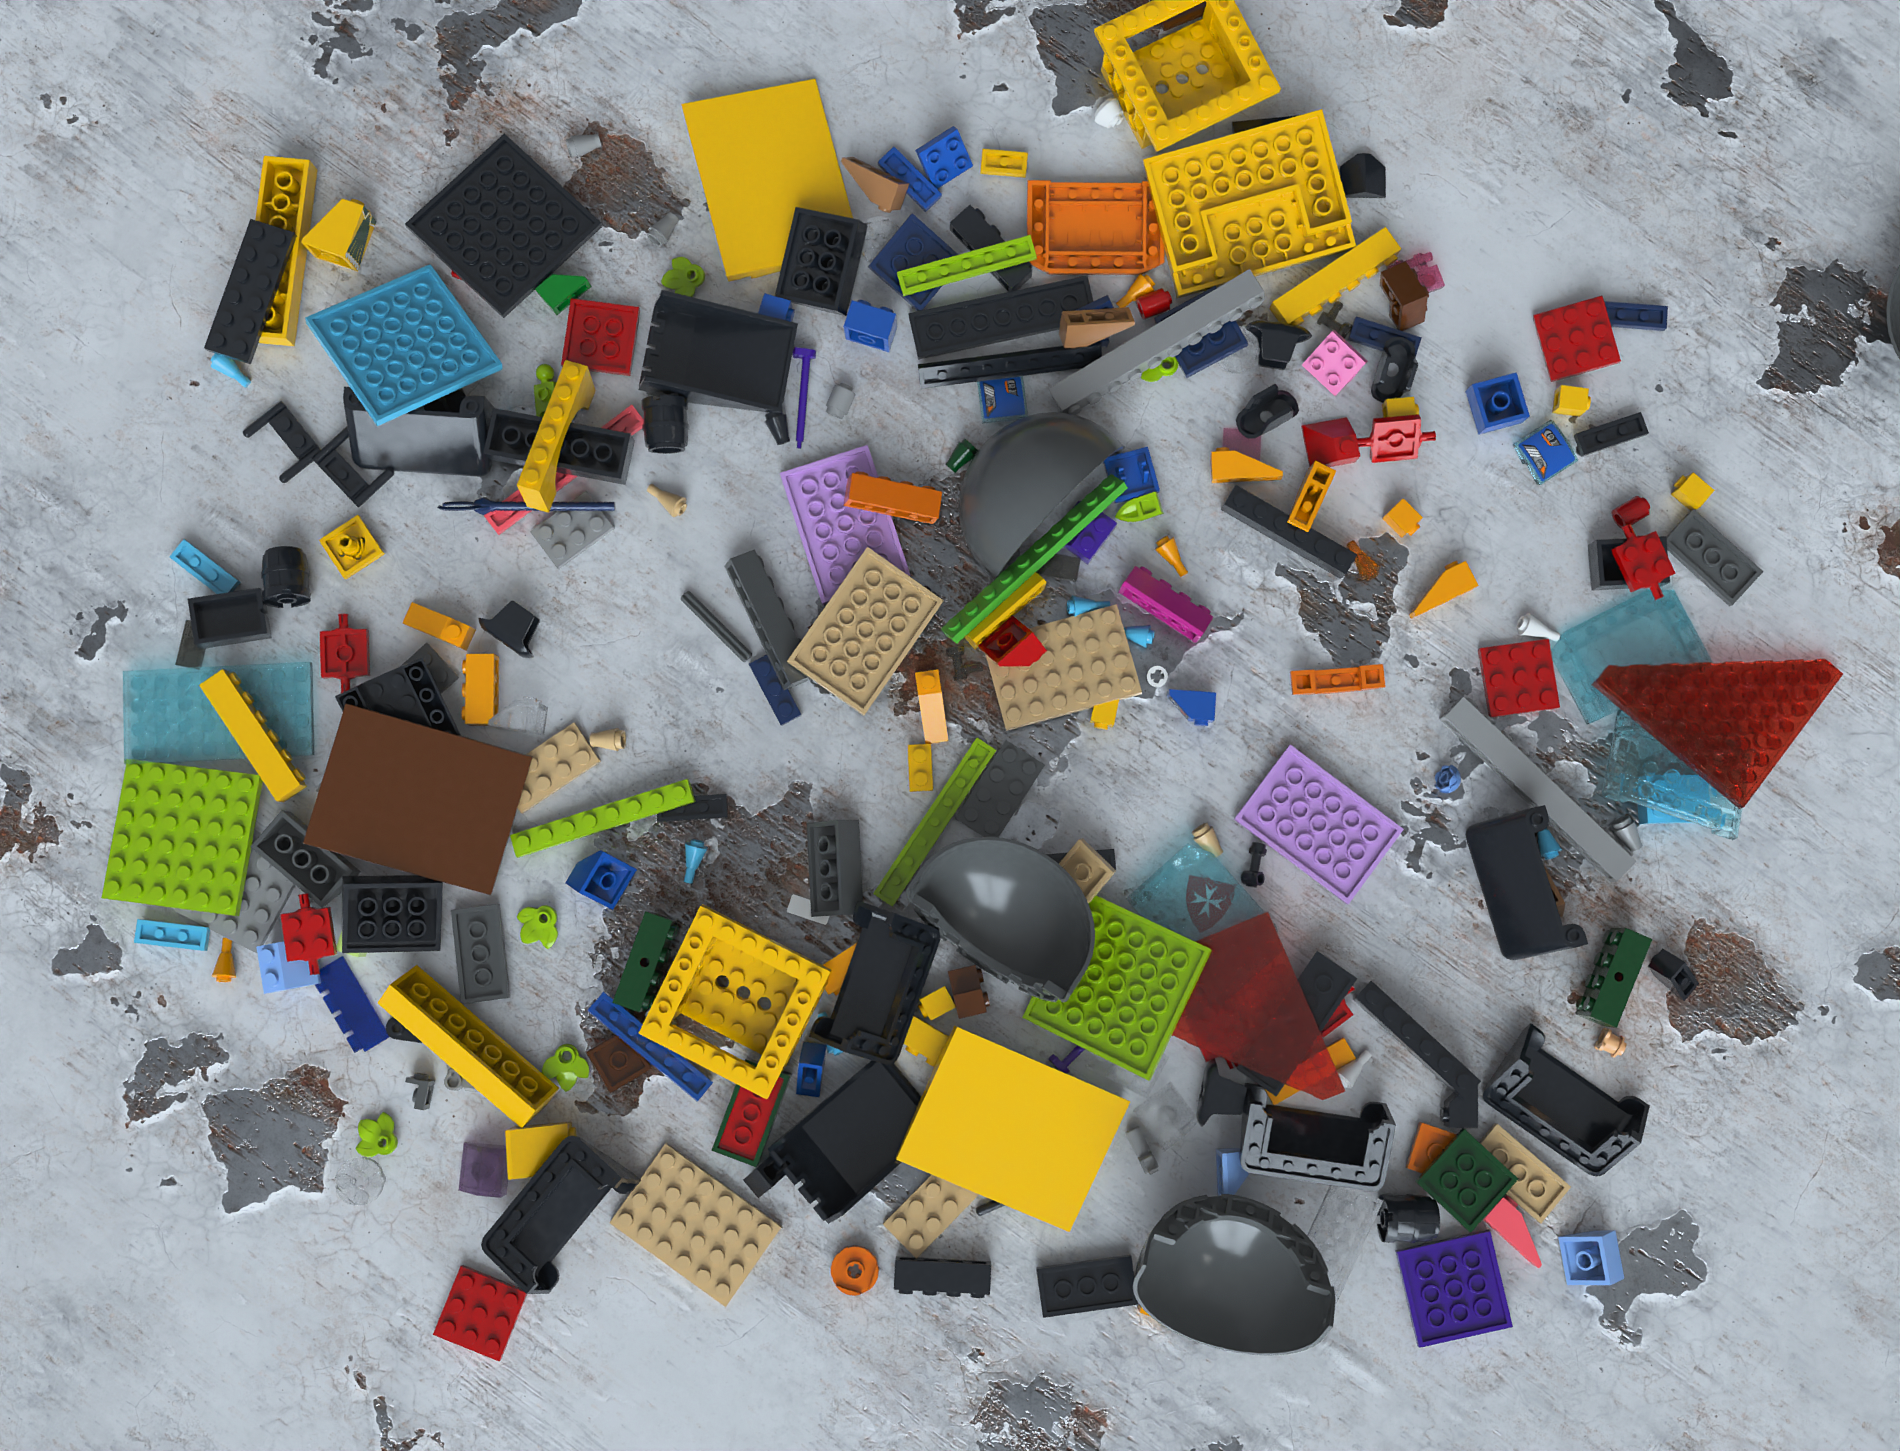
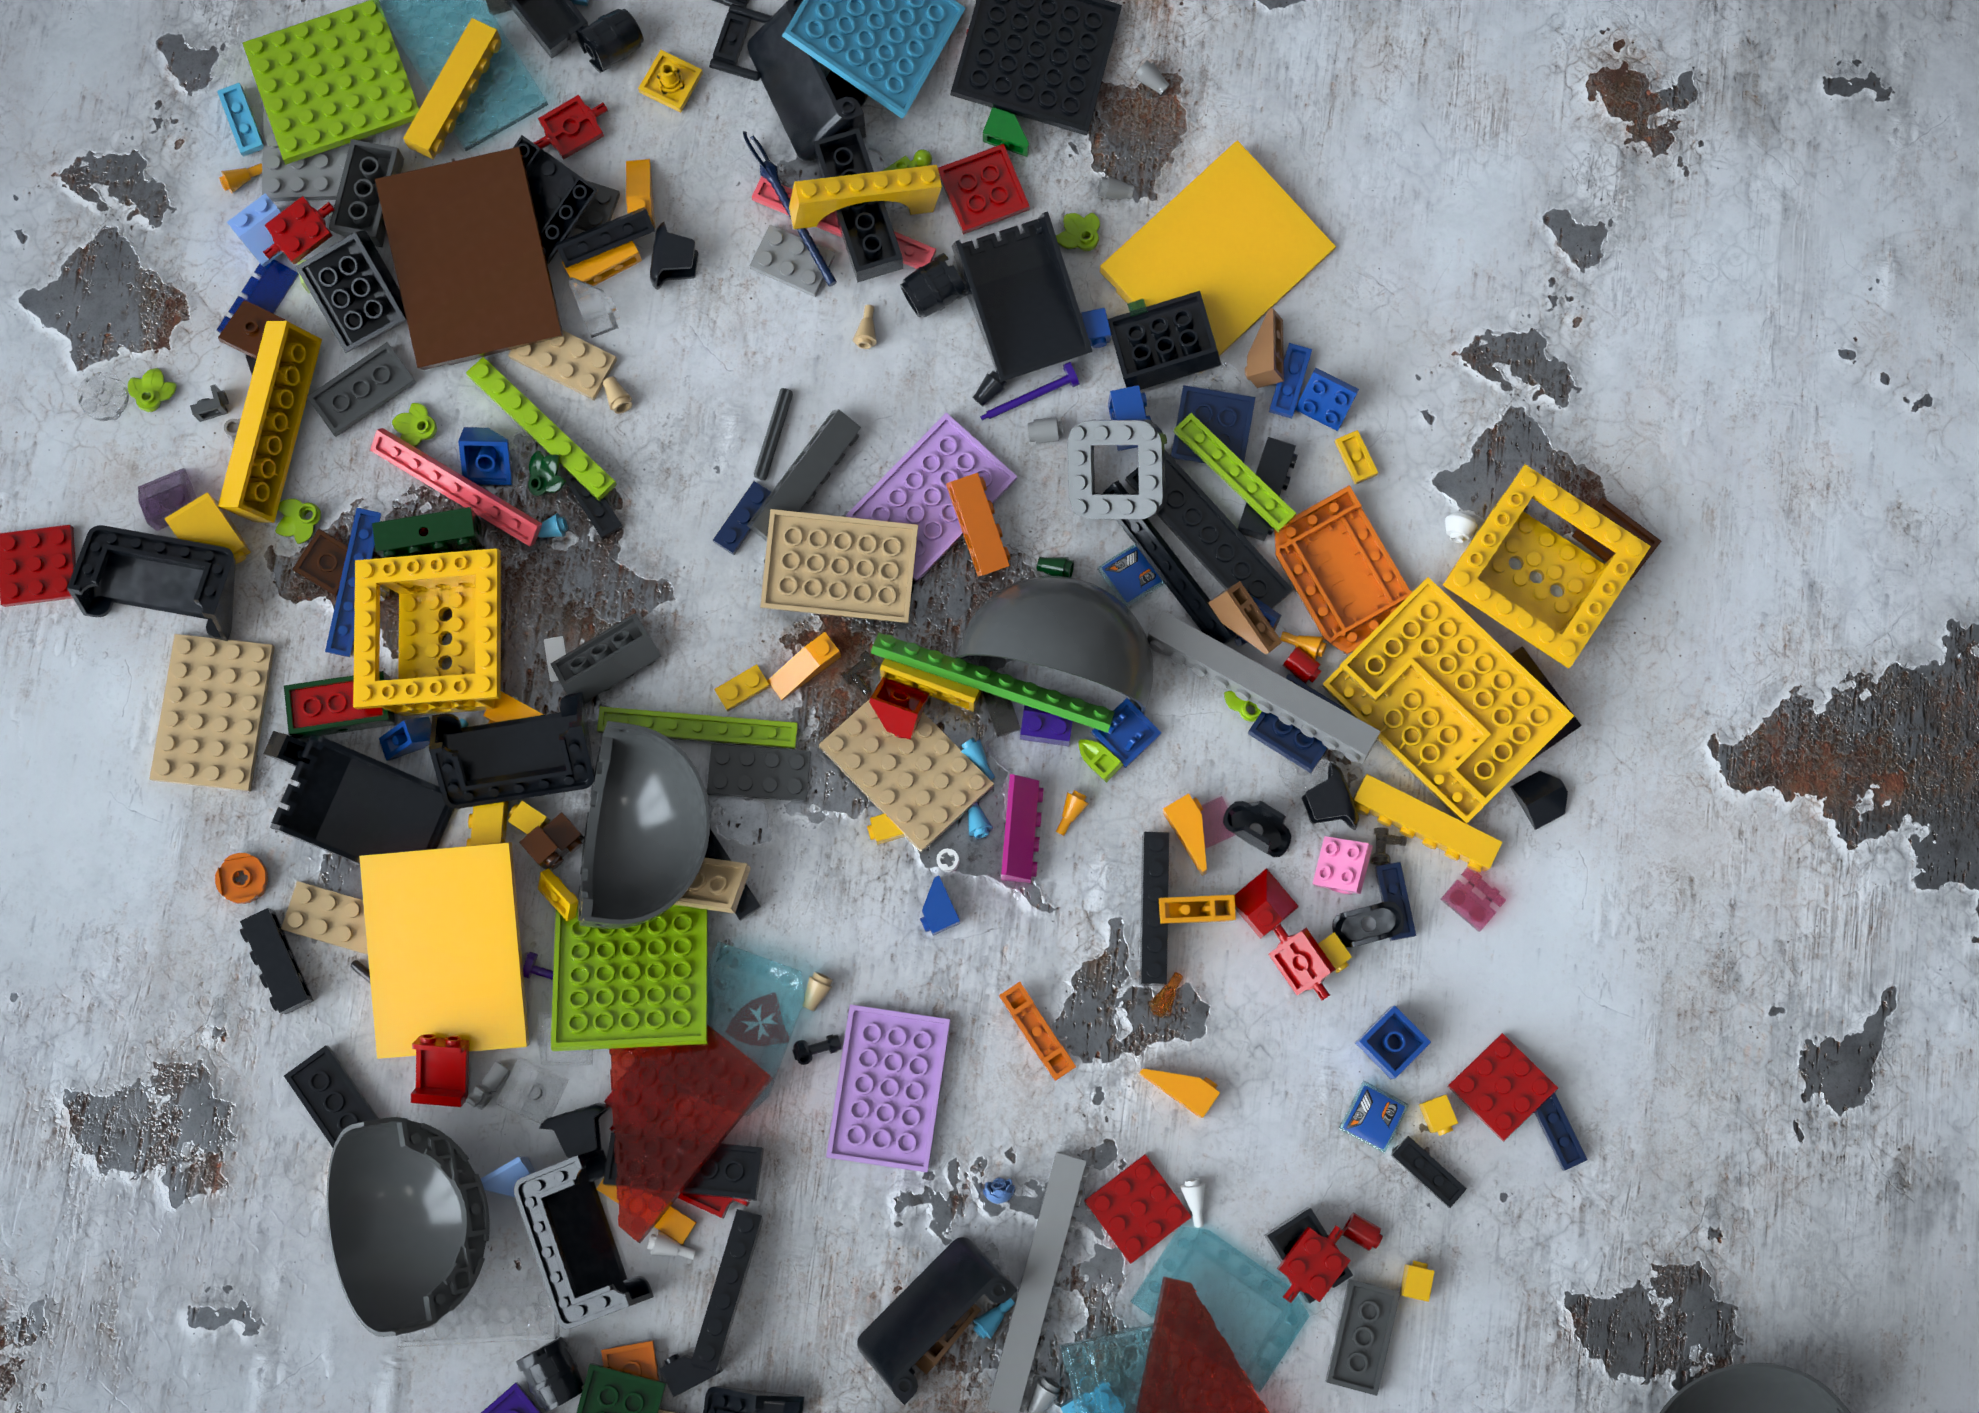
camera: 60 degrees right, 5 degrees down
(372, 1023) = (246, 328): none -> reddish brown plate
(466, 674) = (605, 237): none -> black plate
(614, 916) = (456, 487): none -> coral plate
(645, 833) = (545, 472): none -> dark green plate
(779, 266) = (1137, 307): none -> clear green window
(884, 338) = (1150, 469): none -> plate
(1015, 1010) = (557, 894): none -> yellow plate
(1111, 1183) = (441, 1071): none -> red panel
(1403, 518) = (1229, 1012): light orange brick -> none
(1405, 295) = (1443, 898): reddish brown brick -> none

